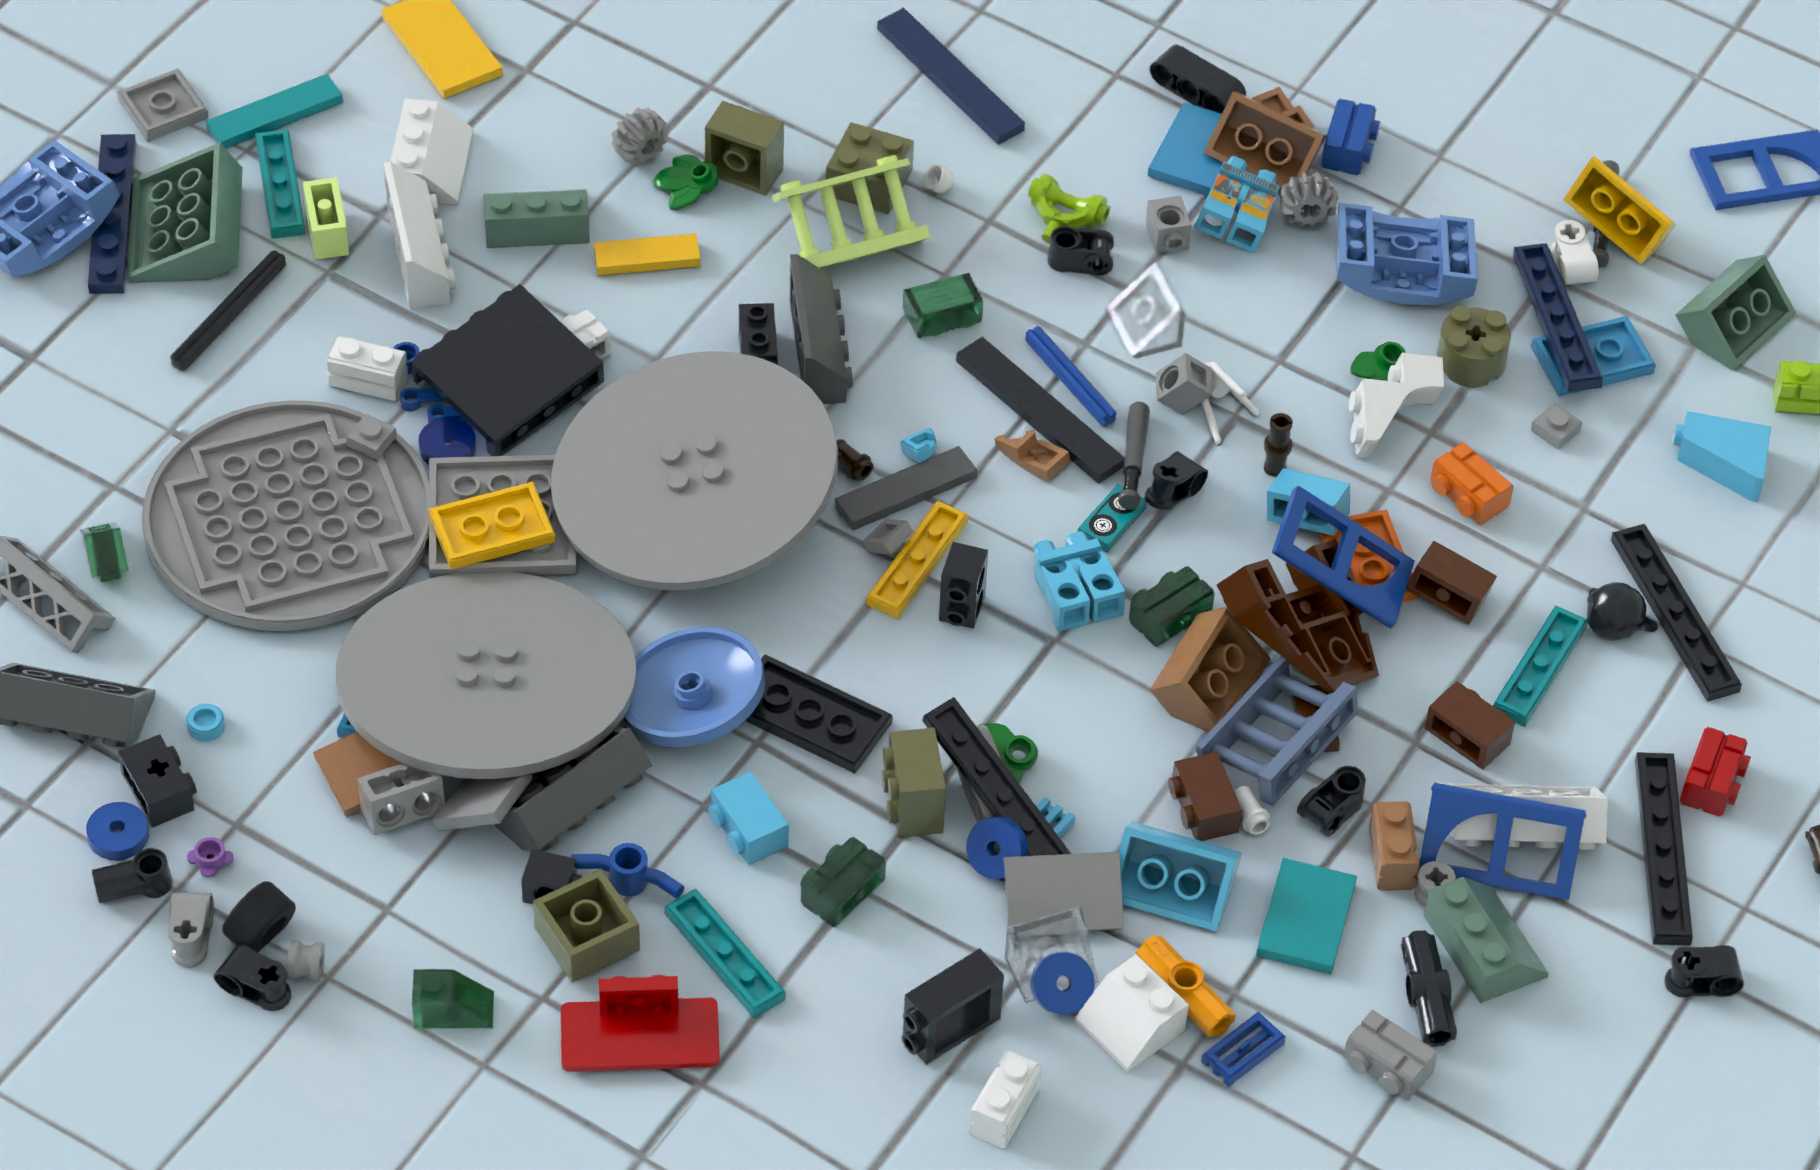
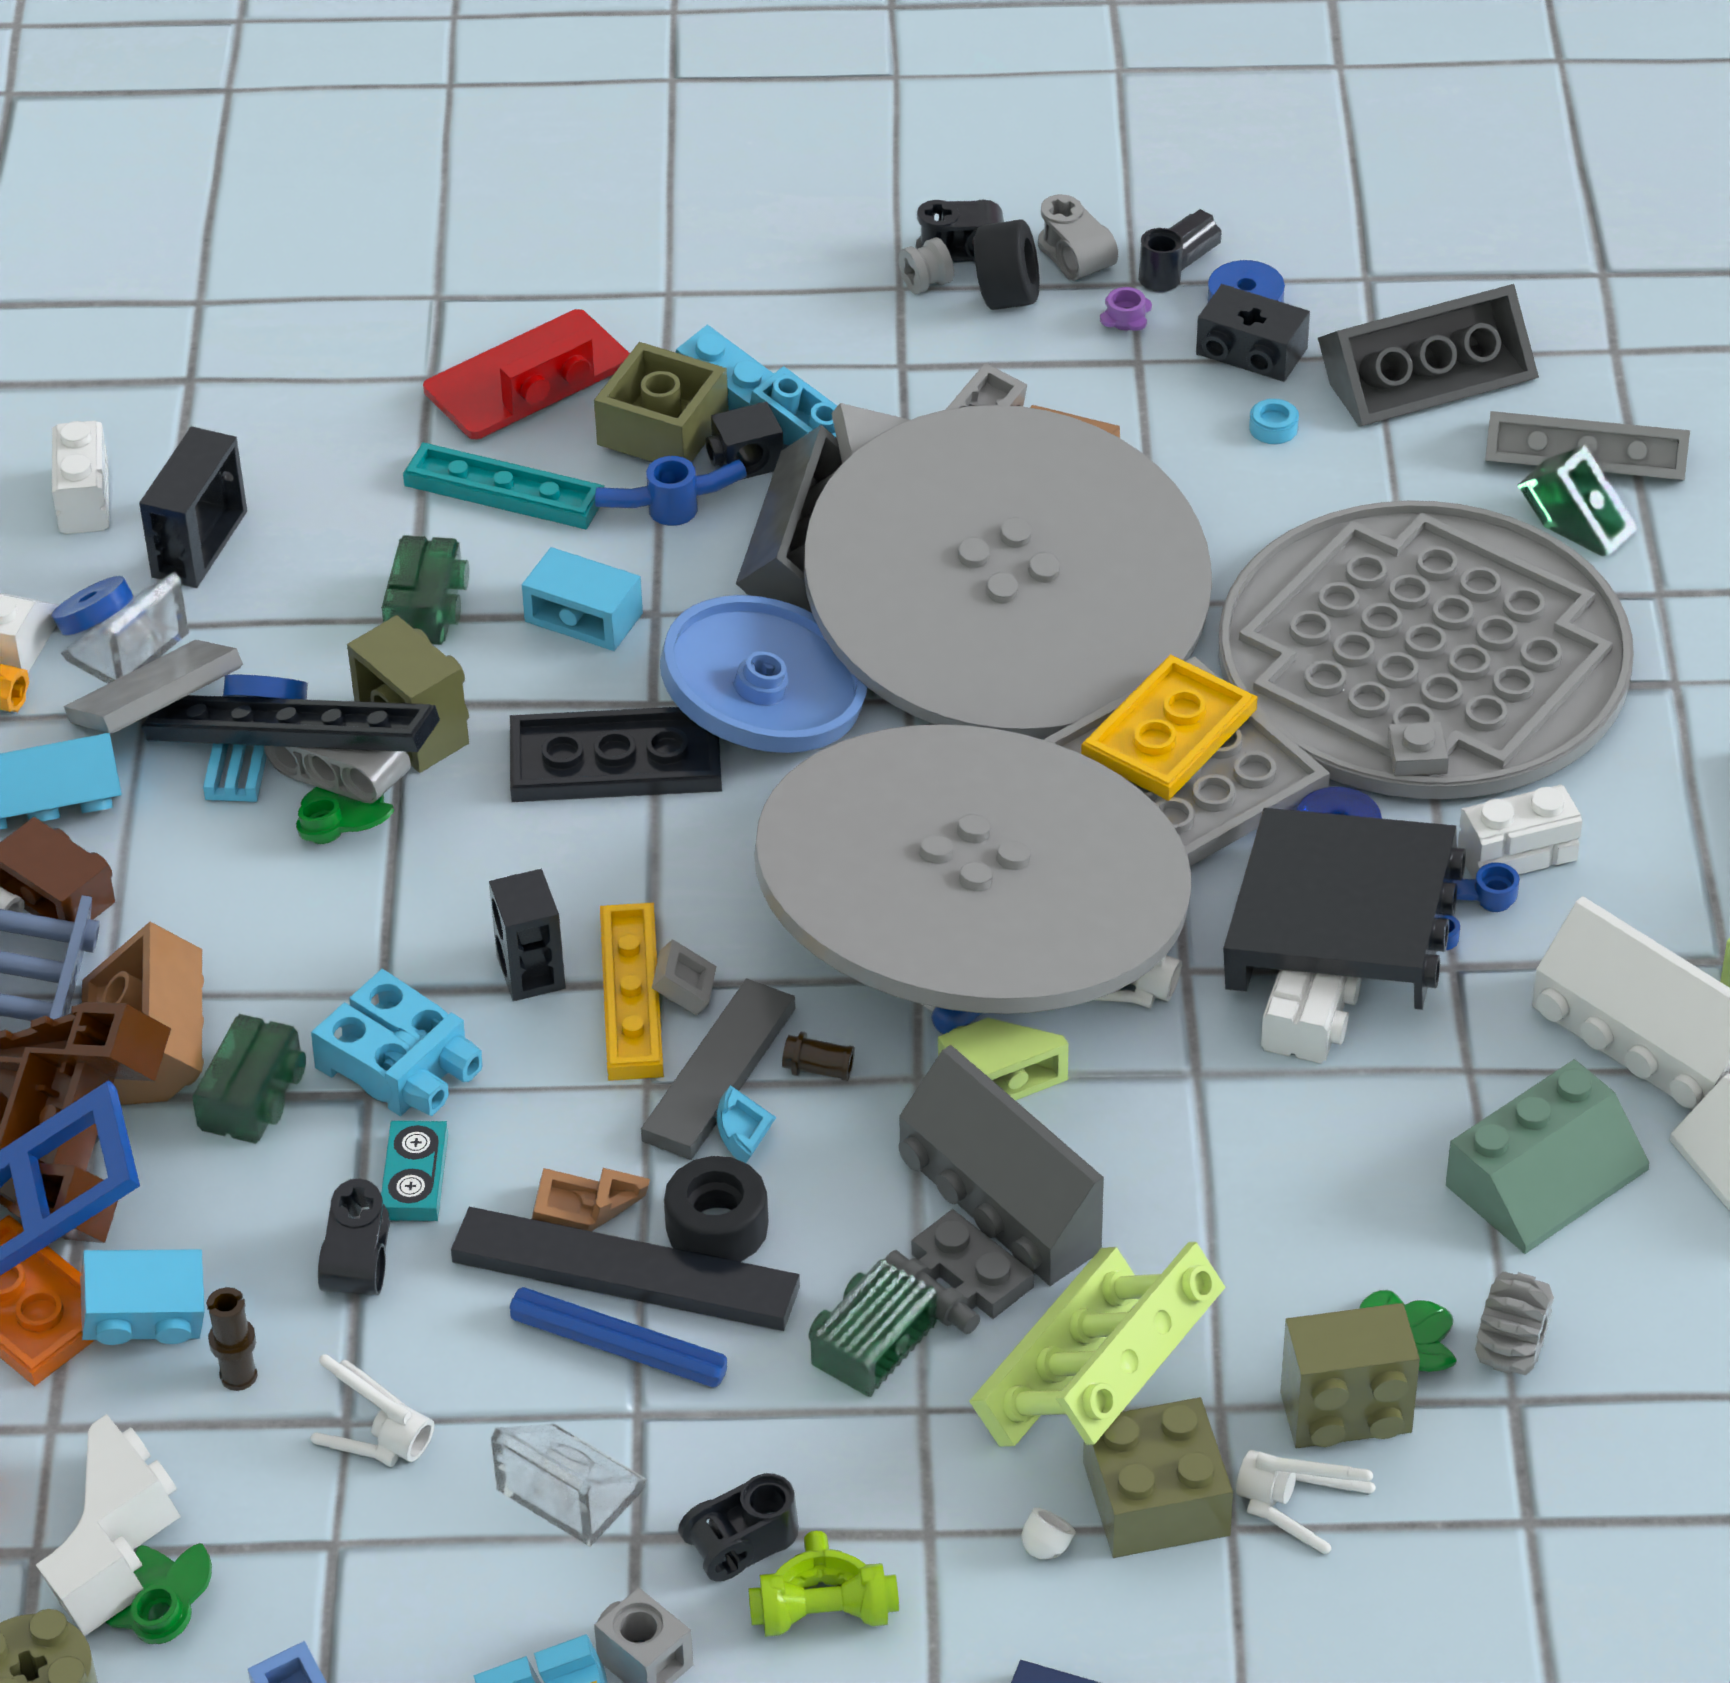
camera: 150 degrees right, 5 degrees down
(450, 1000) = (748, 296): clear green slope -> none
(506, 907) = (791, 399): none -> medium azure slope
(646, 254) = (1347, 1197): yellow tile -> none
(758, 331) = (1077, 1118): black brick -> none
(815, 144) = (1272, 1480): none -> white plant
(863, 320) = (969, 1262): none -> dark grey plate
(969, 417) = (716, 1184): none -> black tyre
(1134, 452) = (450, 1274): dark grey piece -> none
(1183, 383) = (433, 1373): light grey brick -> none

